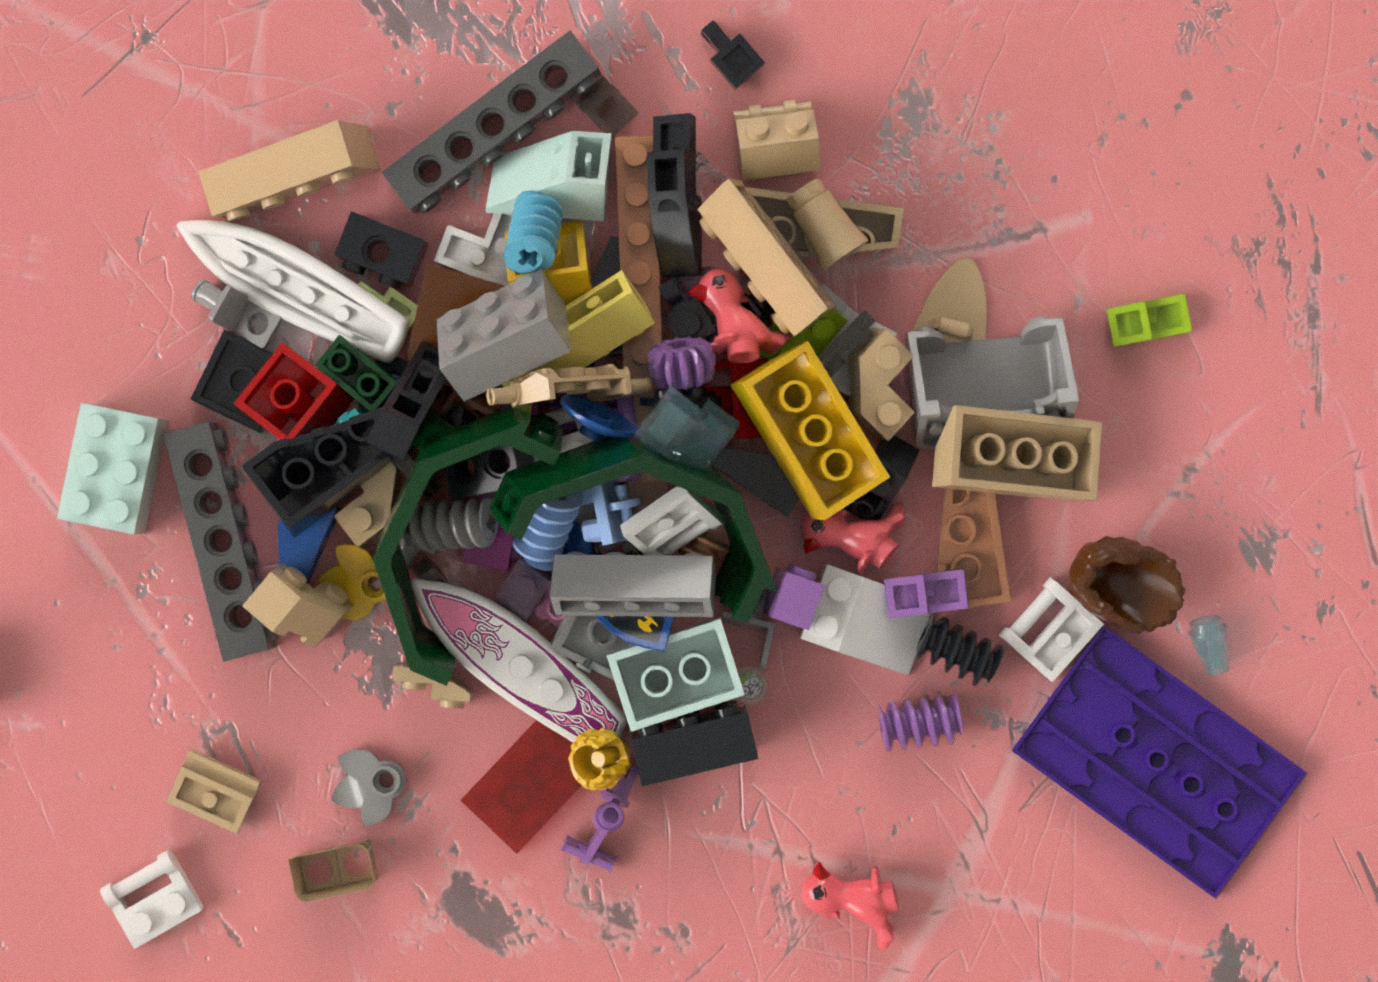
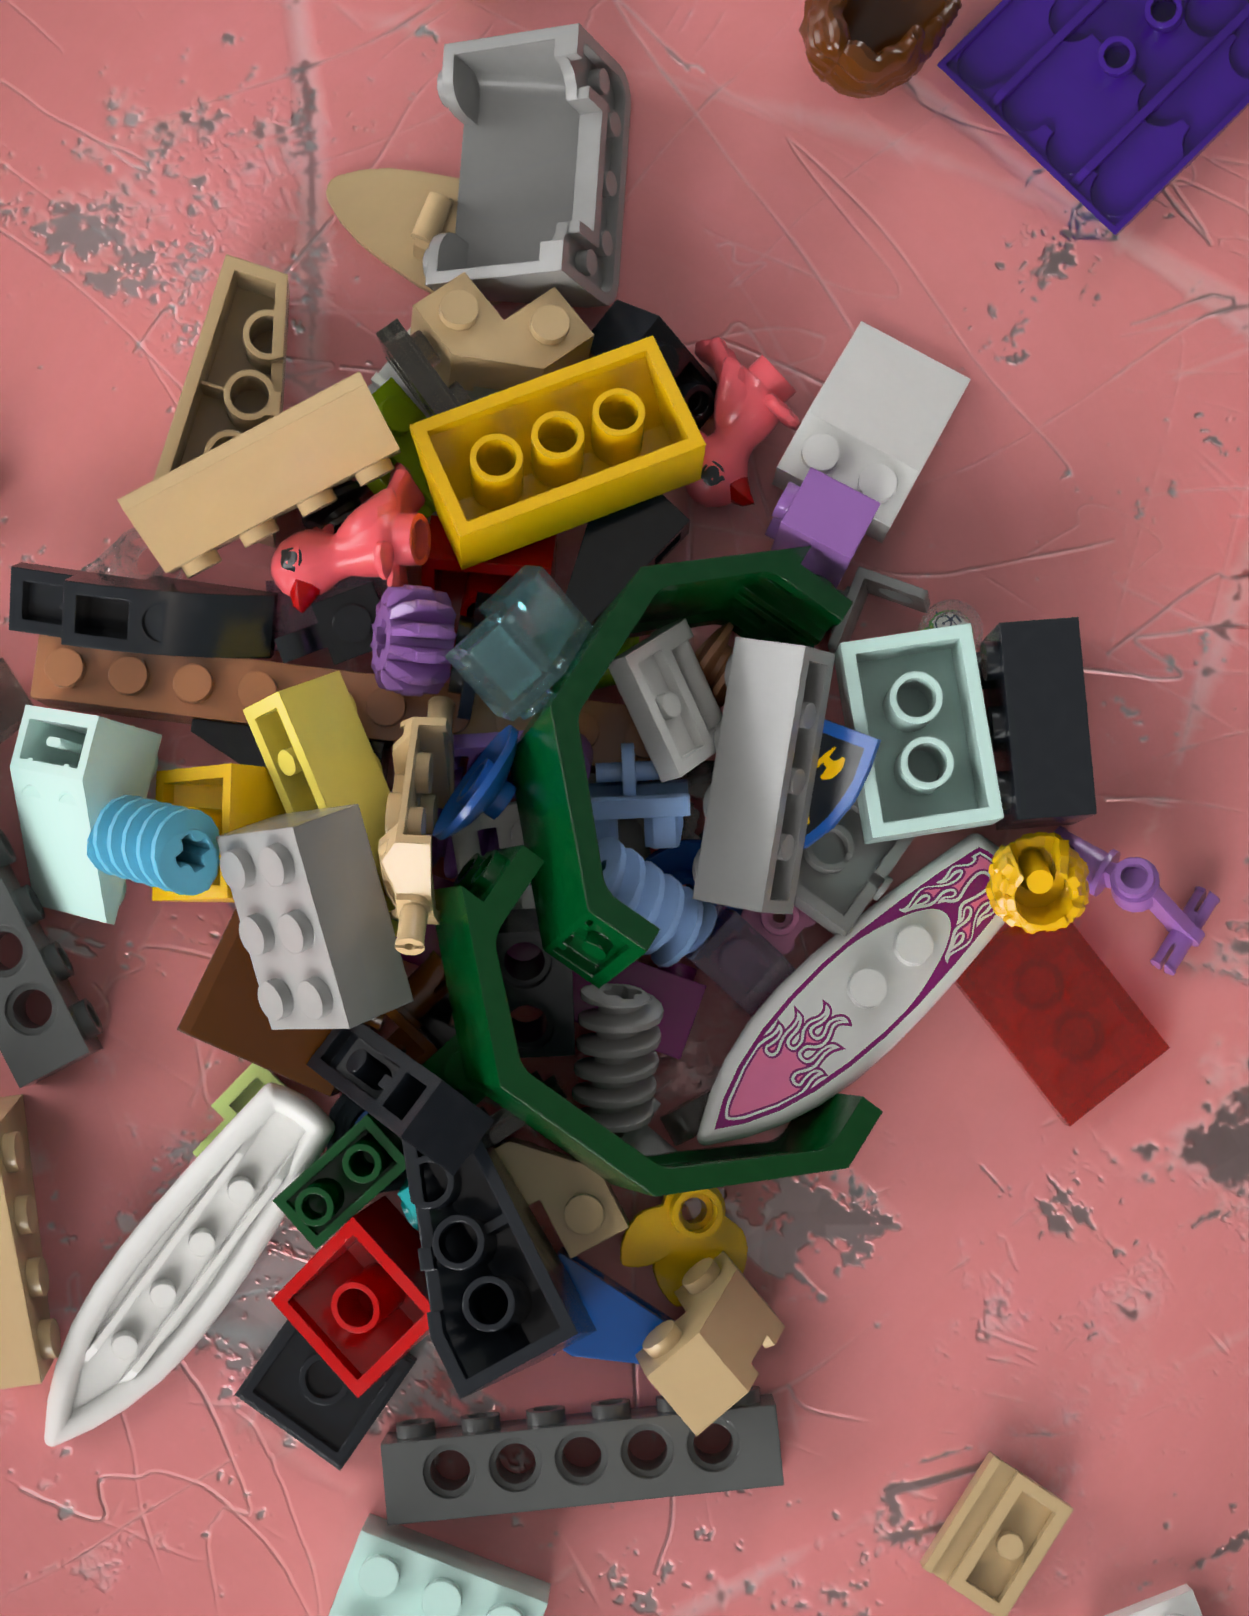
camera: 85 degrees left, 5 degrees down
(234, 311) = (208, 1372): light grey bracket -> none
(309, 891) = (1187, 1398): tan piece -> none
(363, 234) = (116, 1132): black brick -> none
(363, 785) = (1023, 1283): light grey plate -> none
(451, 695) = (898, 1116): tan slope -> none
(474, 254) = (186, 945): white plate -> none
(777, 140) = (86, 443): tan brick -> none
(825, 224) = (226, 374): tan plant -> none
(920, 722) = (1048, 365): medium lavender piece -> none
(926, 593) = (847, 321): medium lavender slope -> none
(959, 651) = (942, 286): black piece -> none
(973, 542) = (775, 248): nougat wing -> none
(1018, 454) = (649, 140): tan slope -> none
(1060, 639) = (948, 133): white plate -> none

